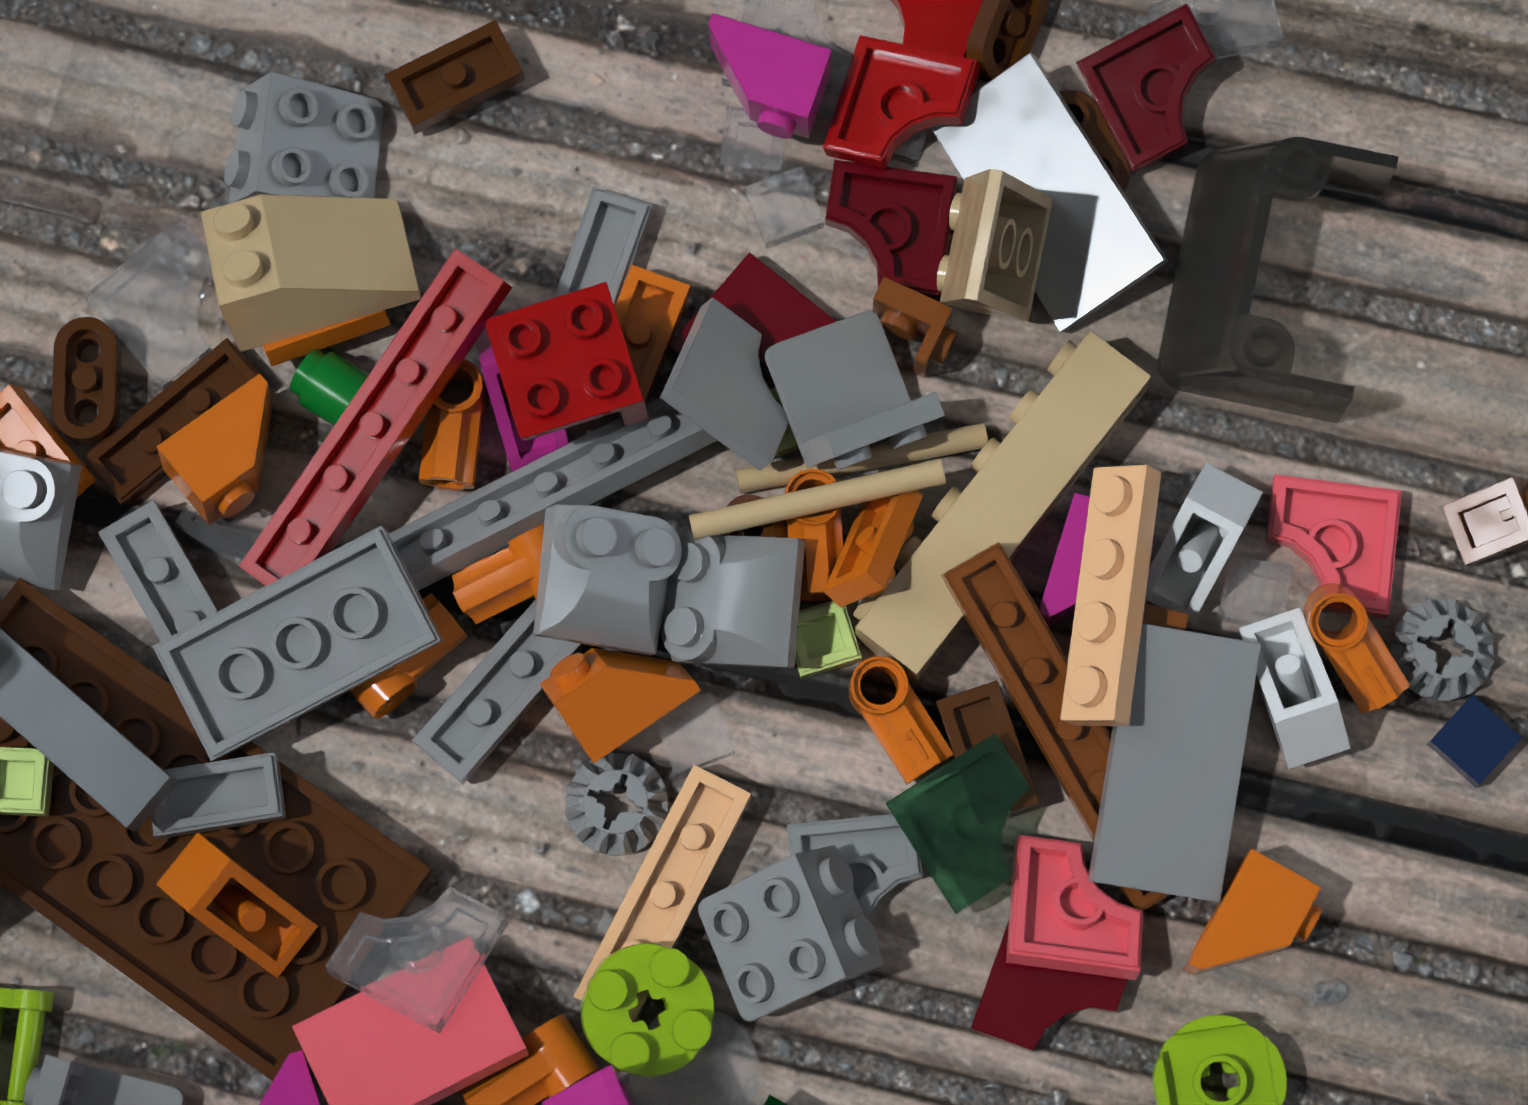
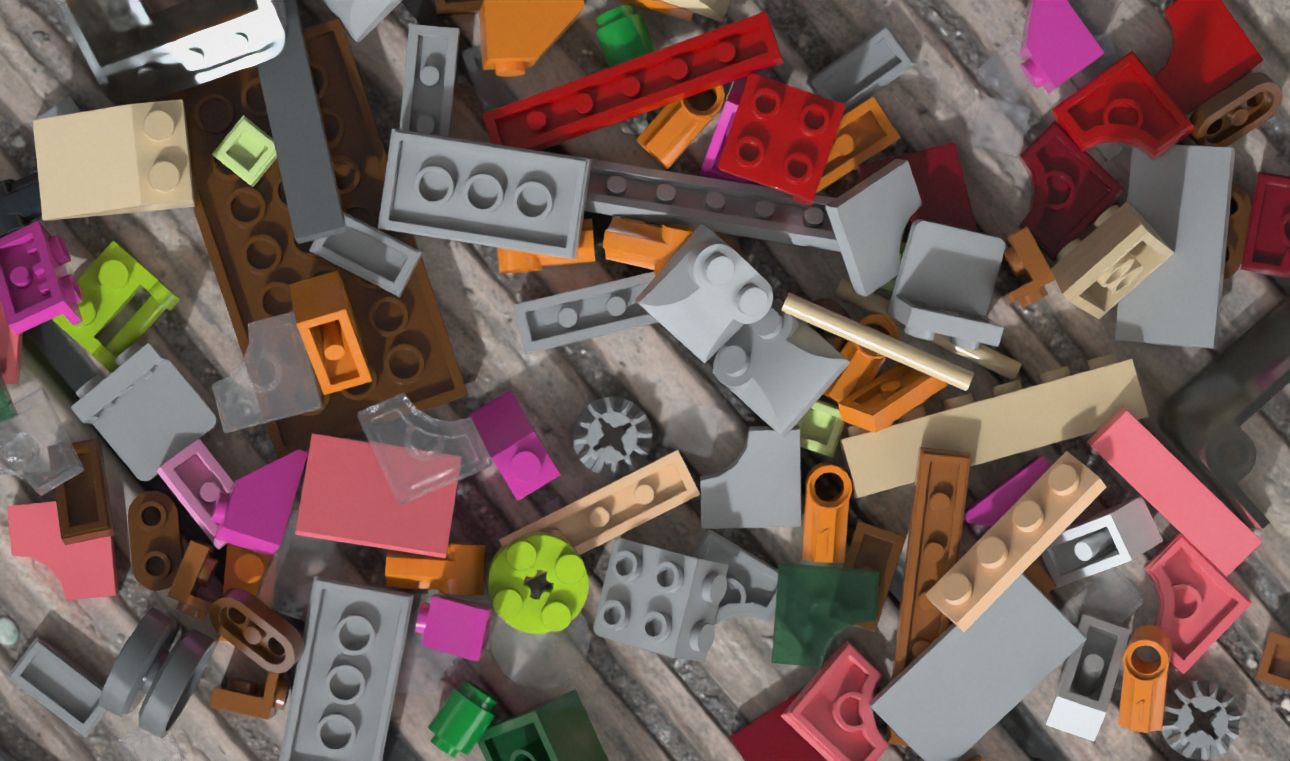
camera: 25 degrees right, 10 degrees up
(208, 999) = (271, 380): none -> clear tile
(523, 886) = (514, 445): none -> dark pink slope
(614, 695) = (660, 371): orange slope -> none
(806, 741) = (758, 487): none -> light grey tile
(1235, 433) = (1174, 491): none -> coral tile

